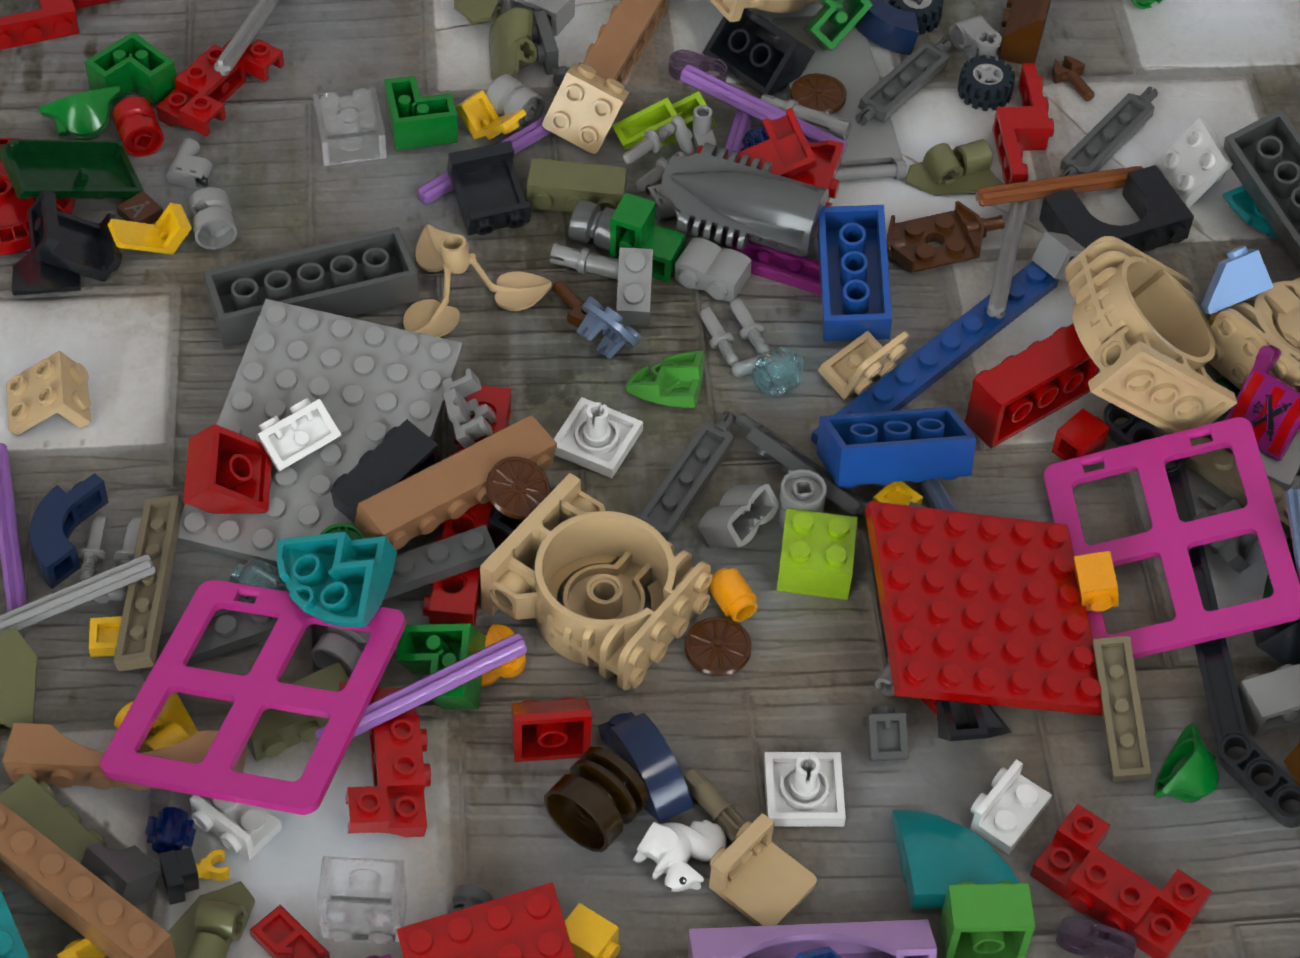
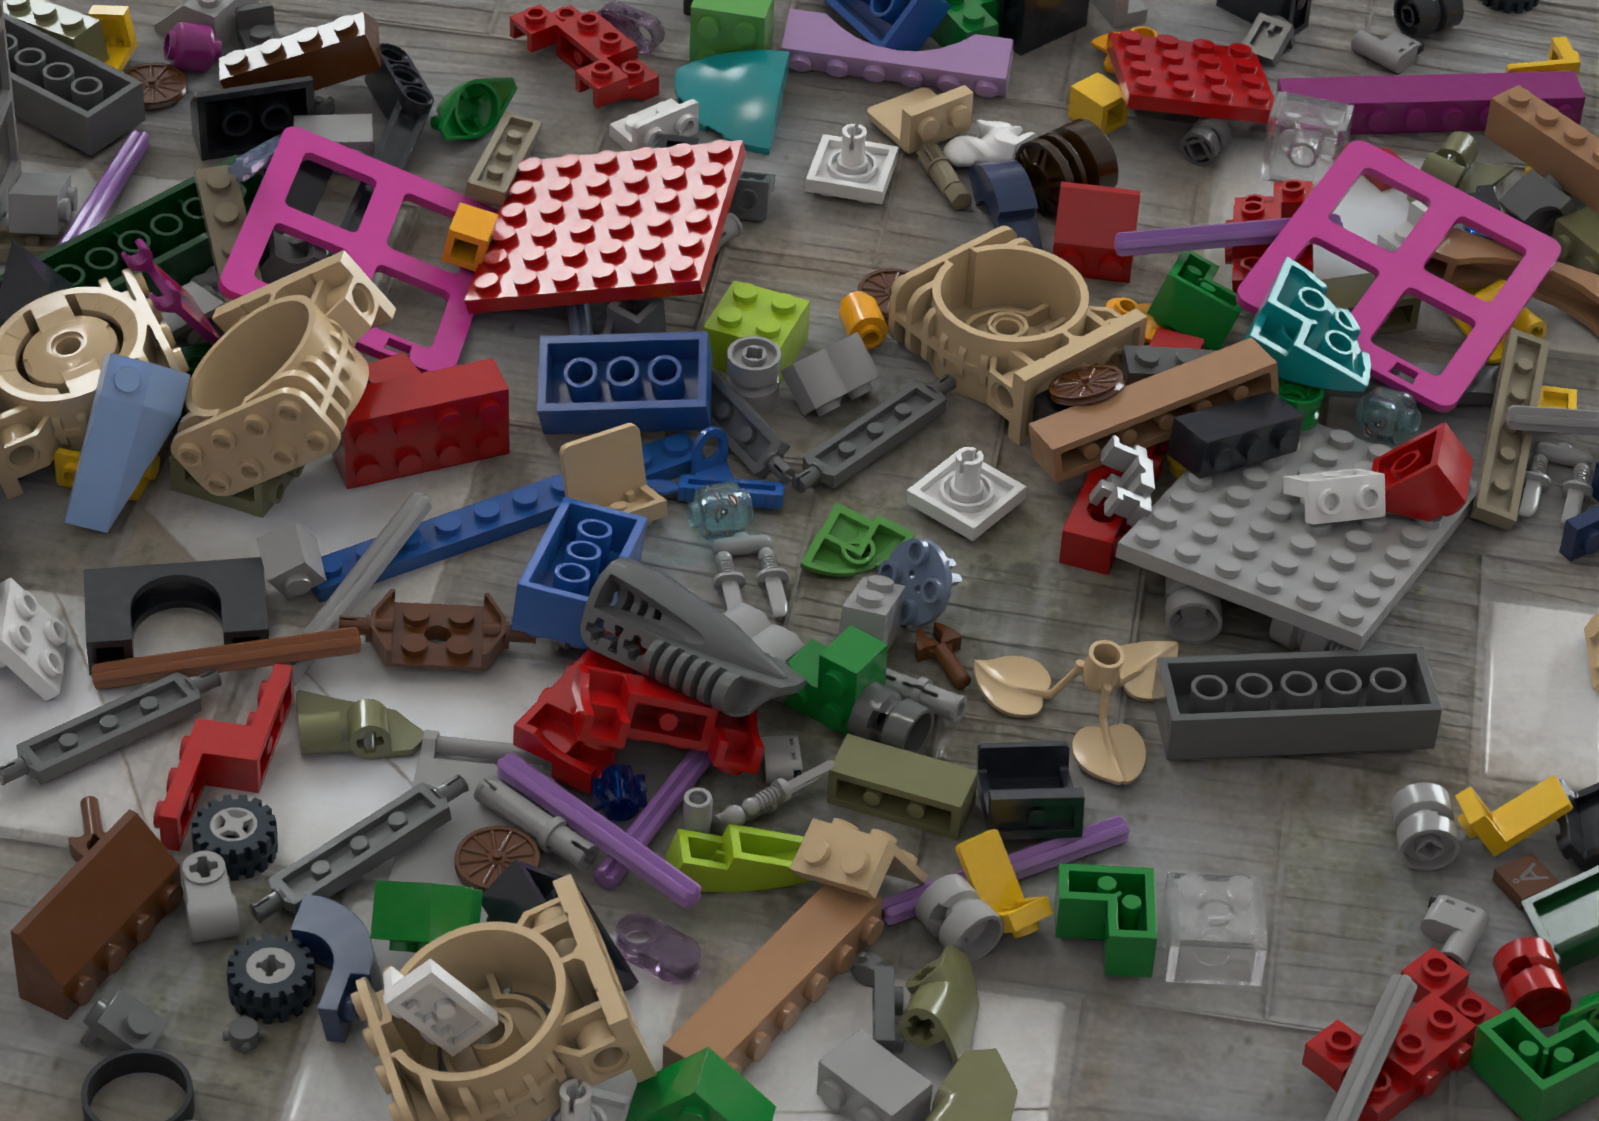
camera: 165 degrees left, 10 degrees down
(796, 409) = (716, 470): none -> blue piece

